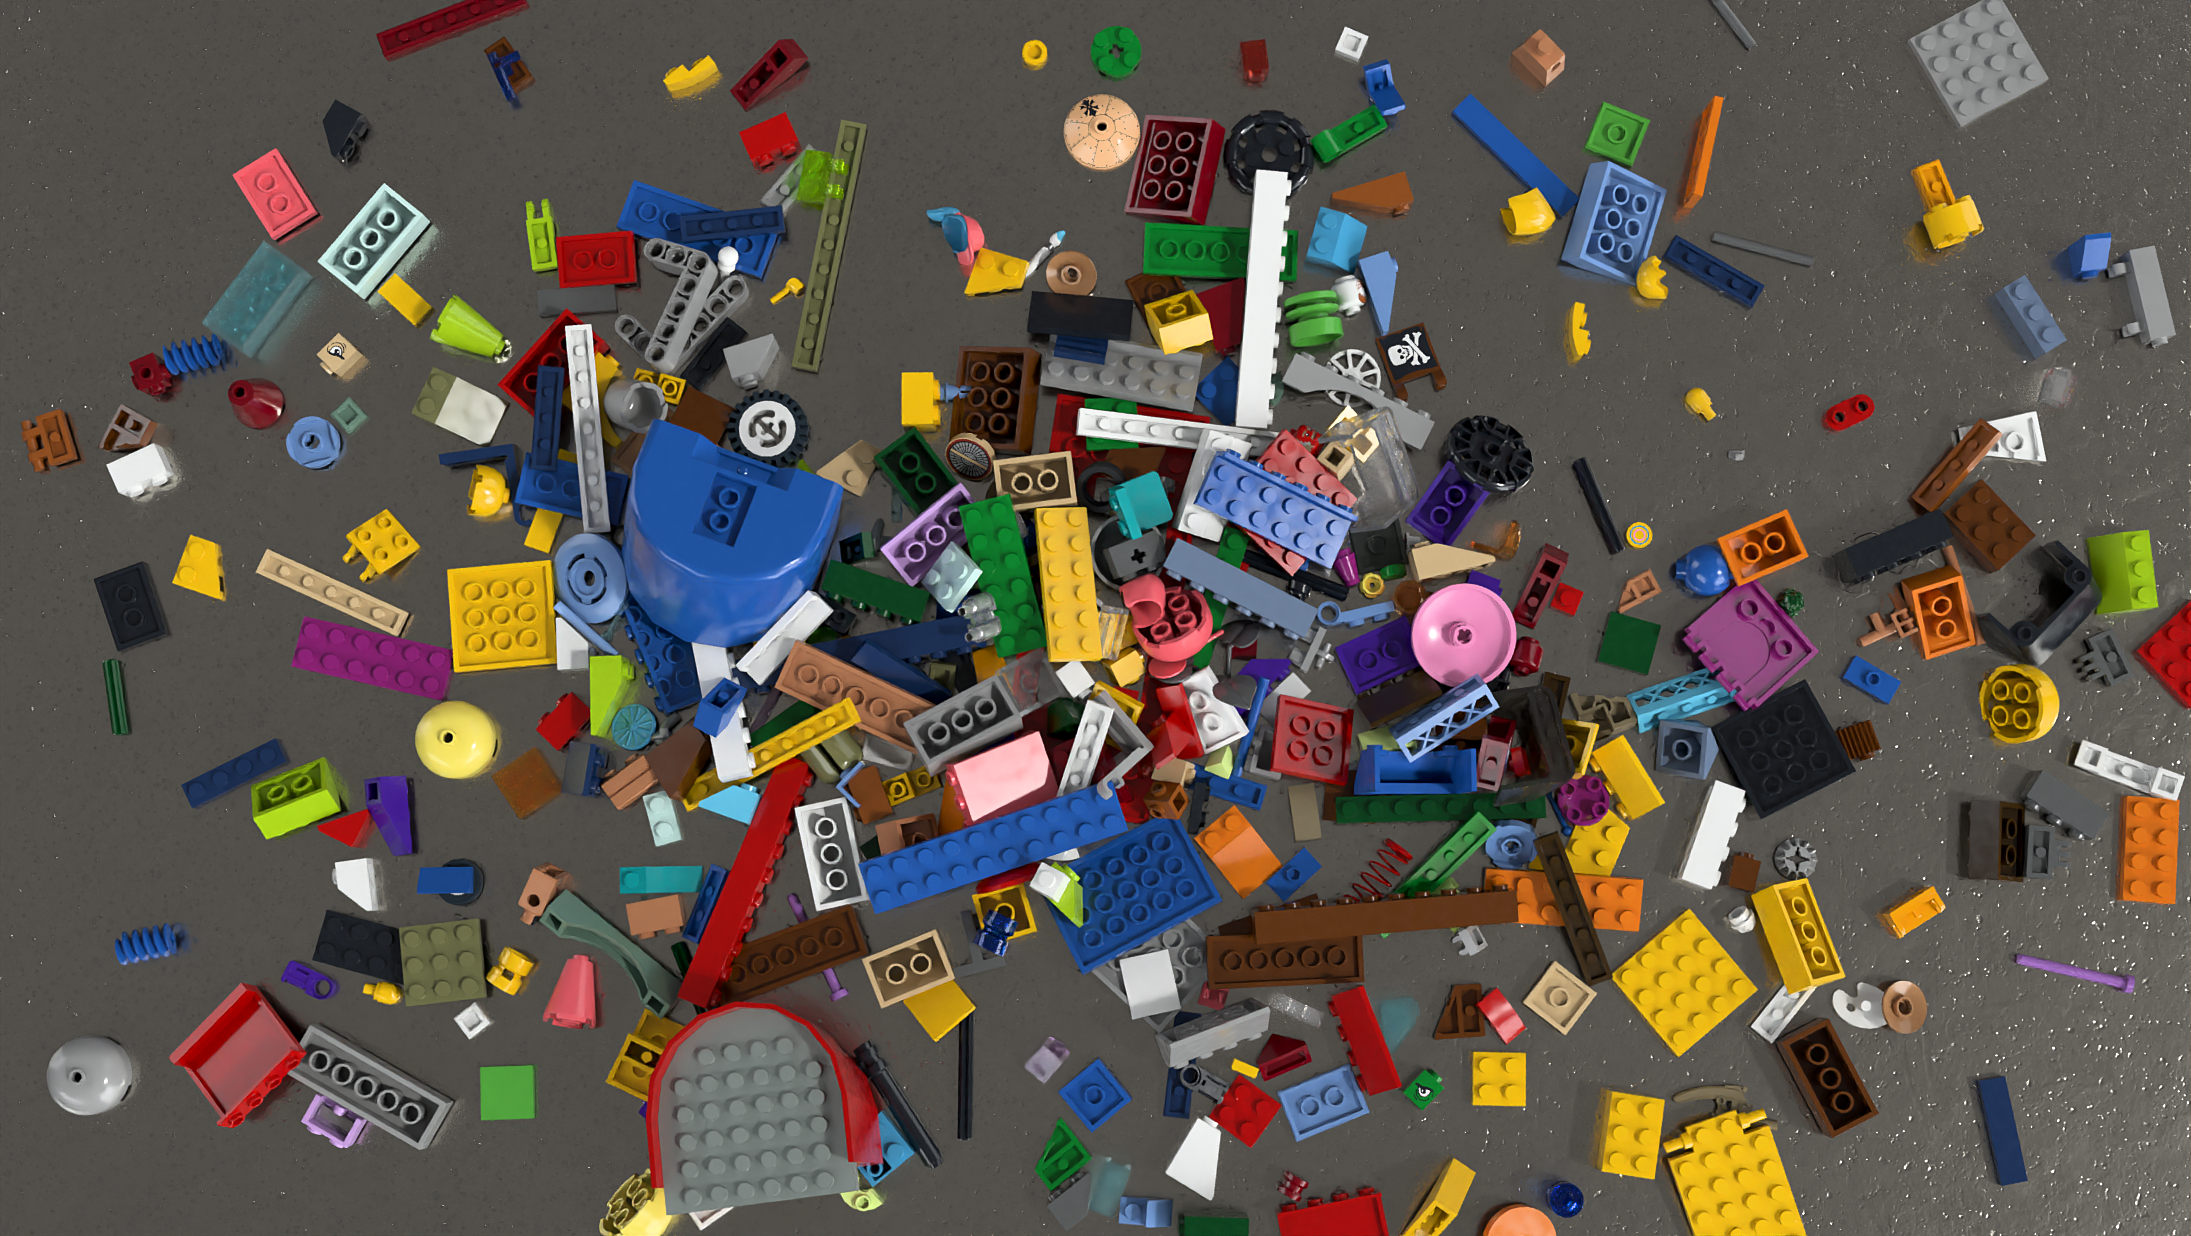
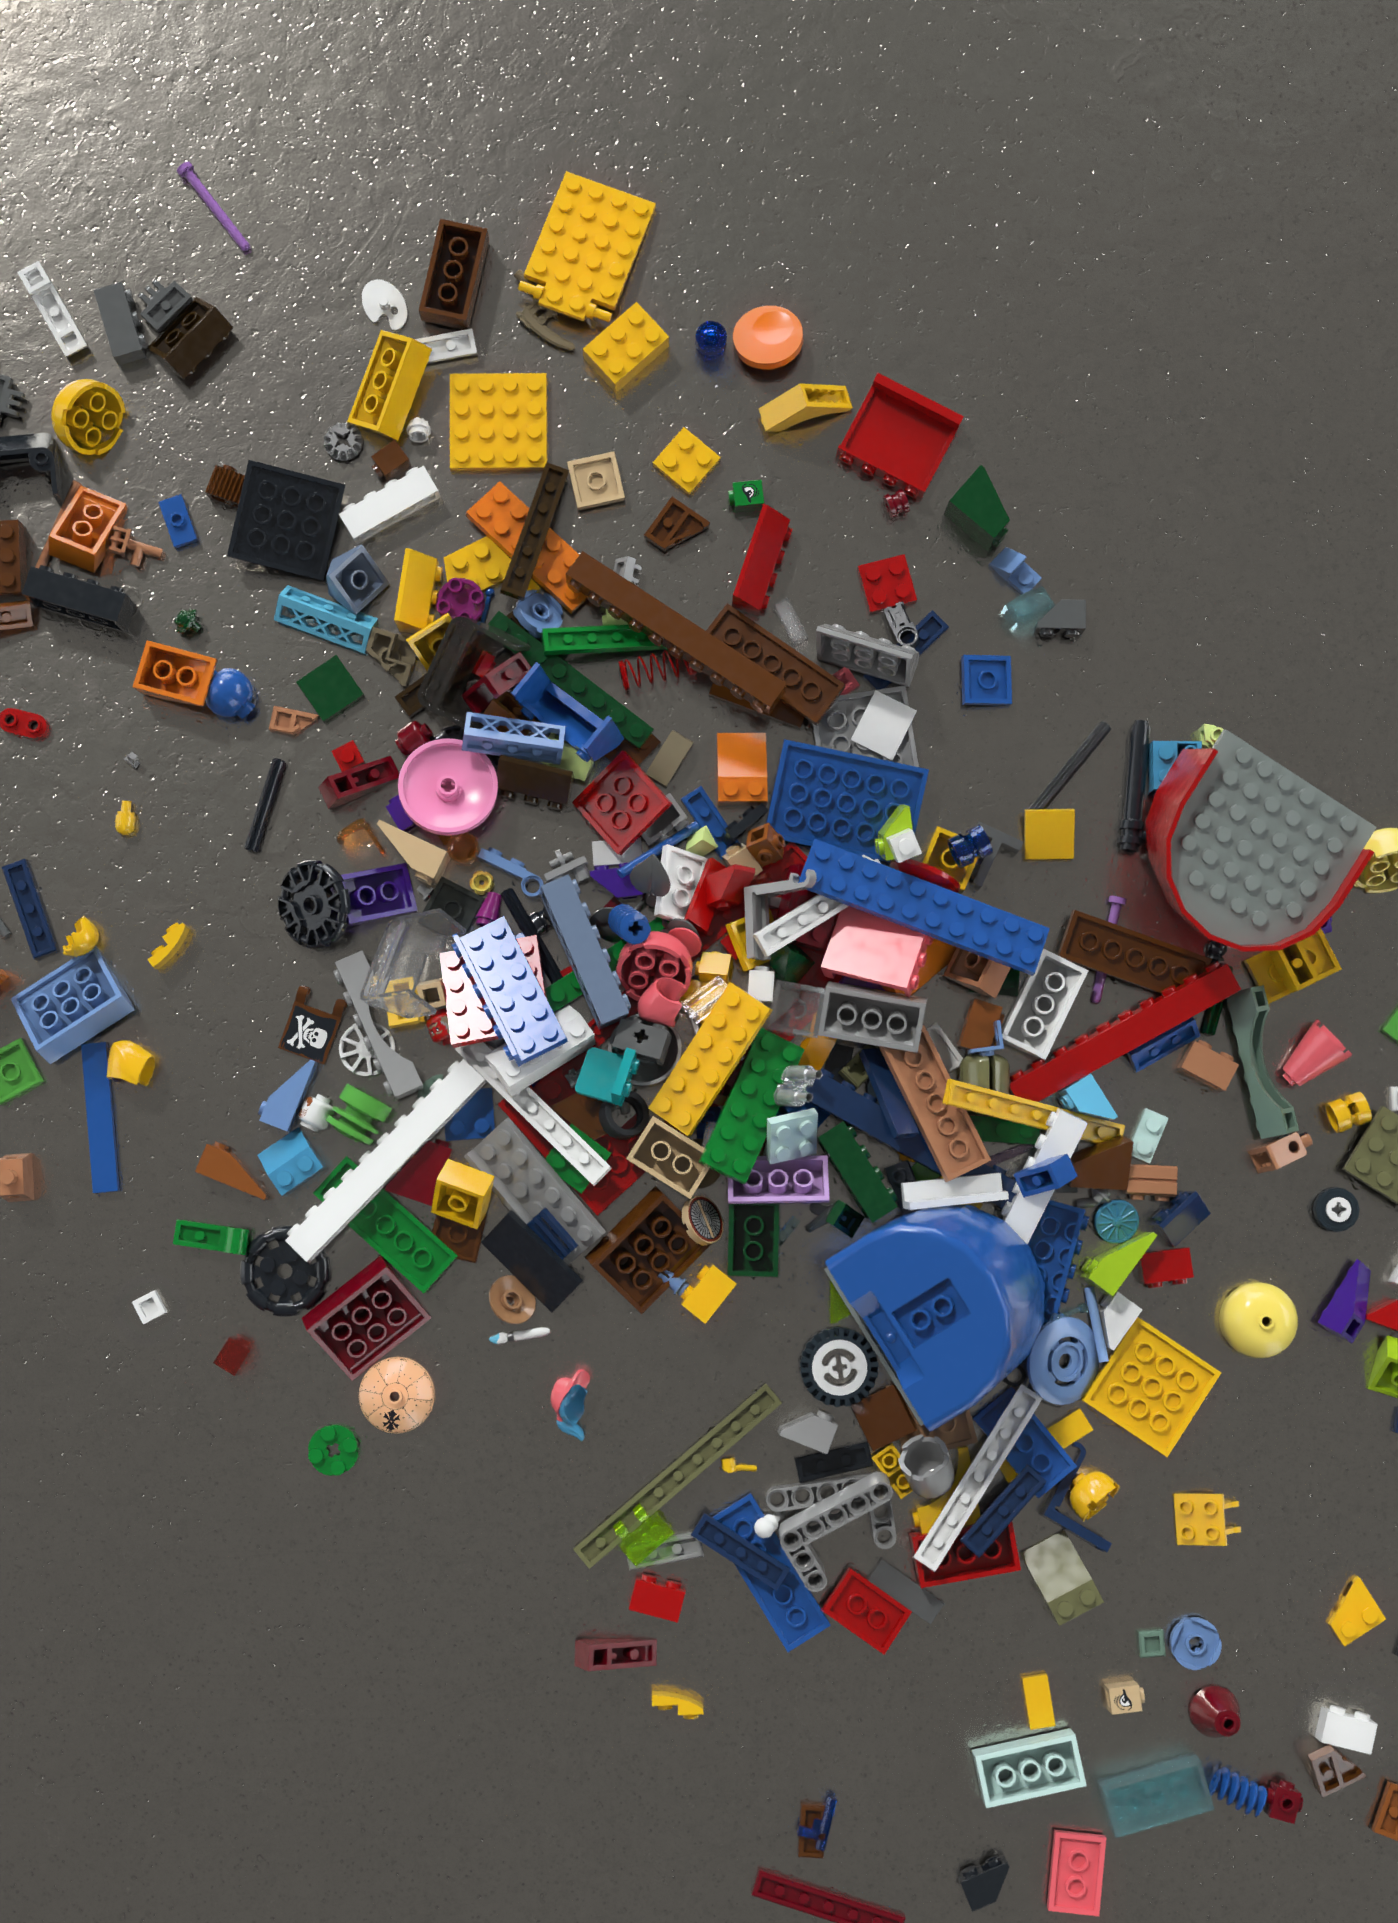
camera: 150 degrees left, 0 degrees up
(332, 592) = (1268, 1511): tan plate -> none
(373, 658) = (1274, 1434): magenta plate -> none
(445, 880) = (1347, 1216): blue slope -> none
(467, 330) = (1009, 1635): lime cone -> none
(527, 783) = (1228, 1243): clear orange plate -> none
(541, 238) = (894, 1664): lime hinge -> none
(661, 879) = (1184, 1090): teal slope -> none
(852, 467) = (797, 1286): tan wing -> none
(909, 968) = (1051, 876): tan slope -> none
(911, 785) = (945, 1011): yellow slope -> none
(996, 272) = (568, 1349): yellow wing -> none
(1034, 53) = (397, 1500): yellow tile -> none
(1047, 1059) = (1000, 732): clear purple bracket -> none
(1061, 1157) = (1045, 656): green wing -> none
(1197, 1157) = (949, 577): white slope -> none
(1222, 639) = (629, 924): none -> blue piece
(1244, 1068) = (863, 612): yellow tile -> none
(1282, 1056) = (829, 600): dark red slope -> none
(1293, 874) = (714, 720): blue plate -> none
(1323, 1102) = (825, 545): medium blue tile -> none
(1378, 655) = (520, 827): dark purple plate -> none
(1381, 88) = (157, 1249): blue bracket -> none
(1393, 572) = (458, 878): green tile -> none
(1398, 1019) = (724, 557): clear light blue slope -> none
(1500, 1015) = (648, 502): slope -> none
(1638, 535) = (255, 760): yellow tile -> none
(1749, 643) = (244, 614): magenta hinge -> none
(1912, 1007) = (357, 278): medium nougat dish -> none
(1914, 911) = (291, 339): light orange hinge -> none
(2002, 1130) = (361, 144): dark blue tile -> none
(2149, 850) = (87, 246): orange plate -> none

